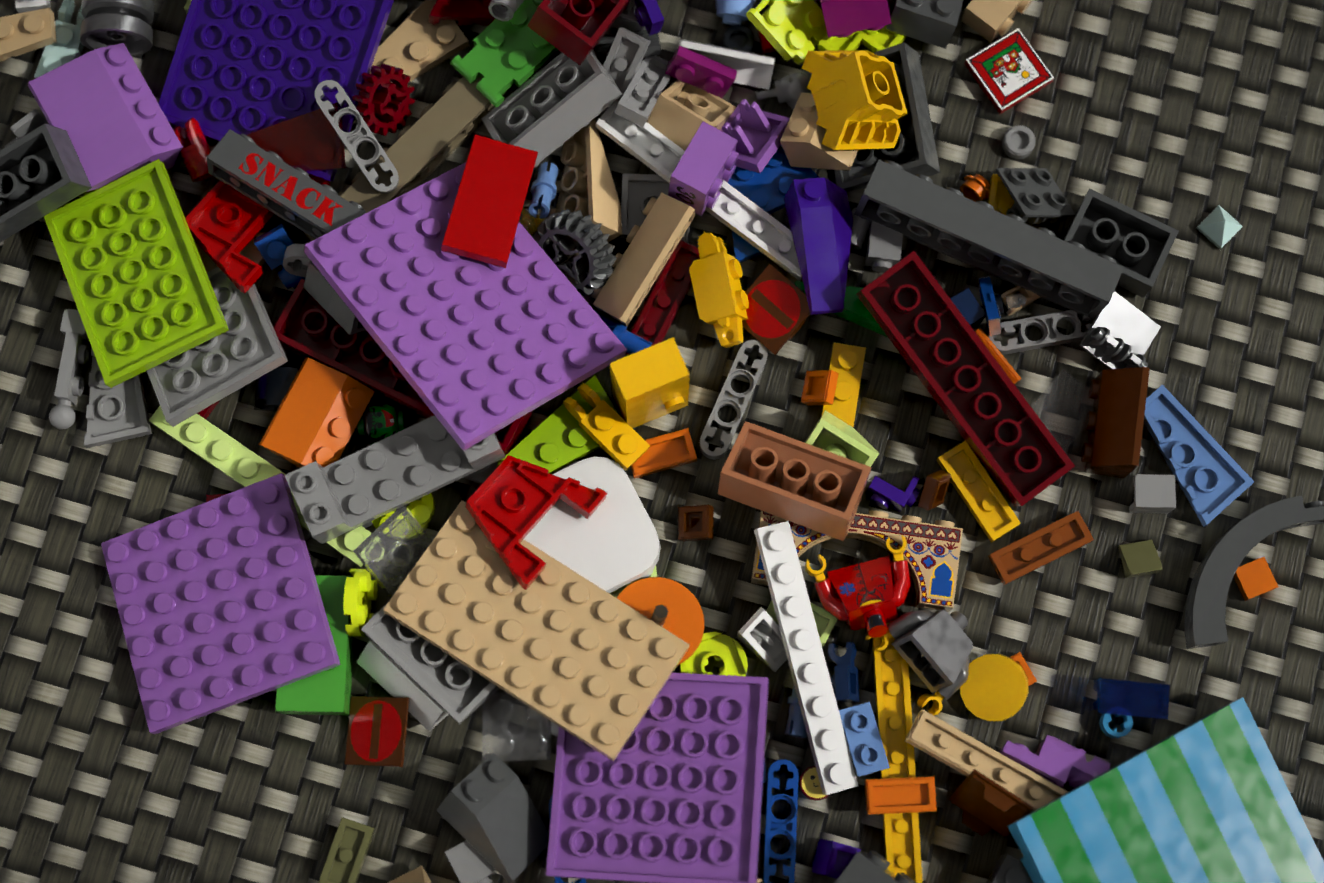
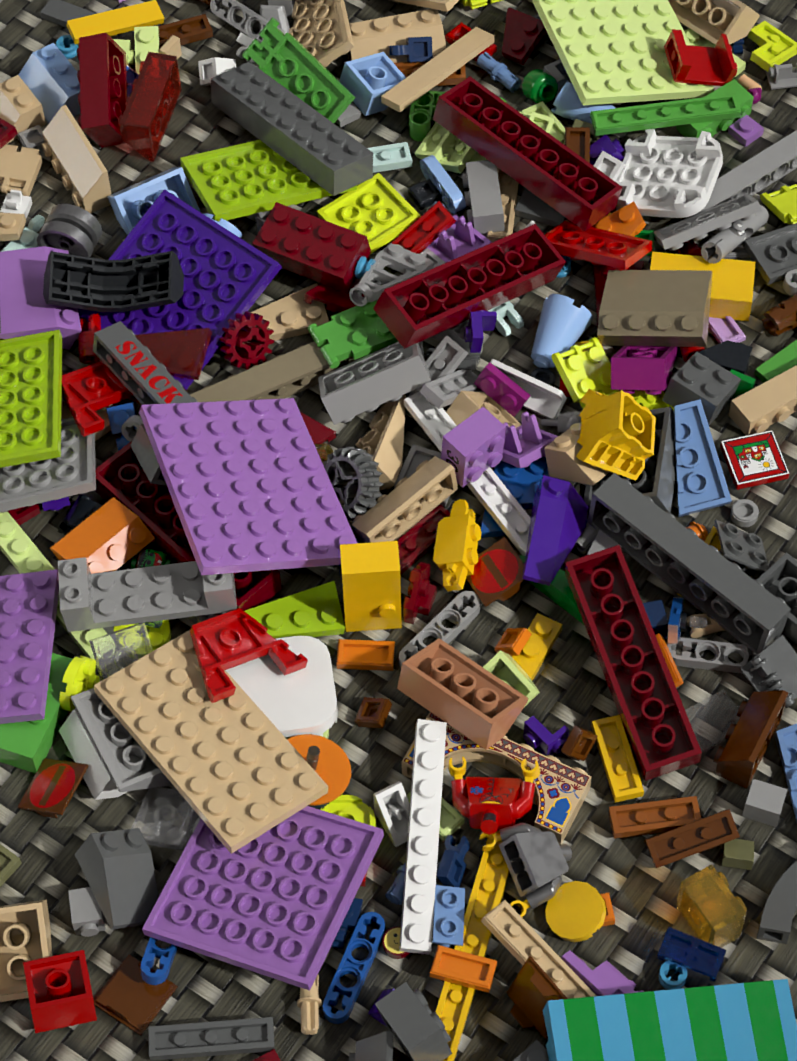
camera: 20 degrees right, 20 degrees down
(200, 79) = (113, 283): none -> black piece
(355, 138) = (213, 355): light grey beam -> none
(489, 201) = (296, 422): red tile -> none
(543, 190) = (345, 436): medium blue pin -> none
(607, 428) = (328, 617): yellow hinge -> none
(697, 360) = (421, 593): none -> dark red plate
(952, 101) = (698, 468): none -> medium blue wing
(1089, 562) = (692, 838): none -> reddish brown plate
(1139, 641) = (711, 907): none -> clear yellow brick

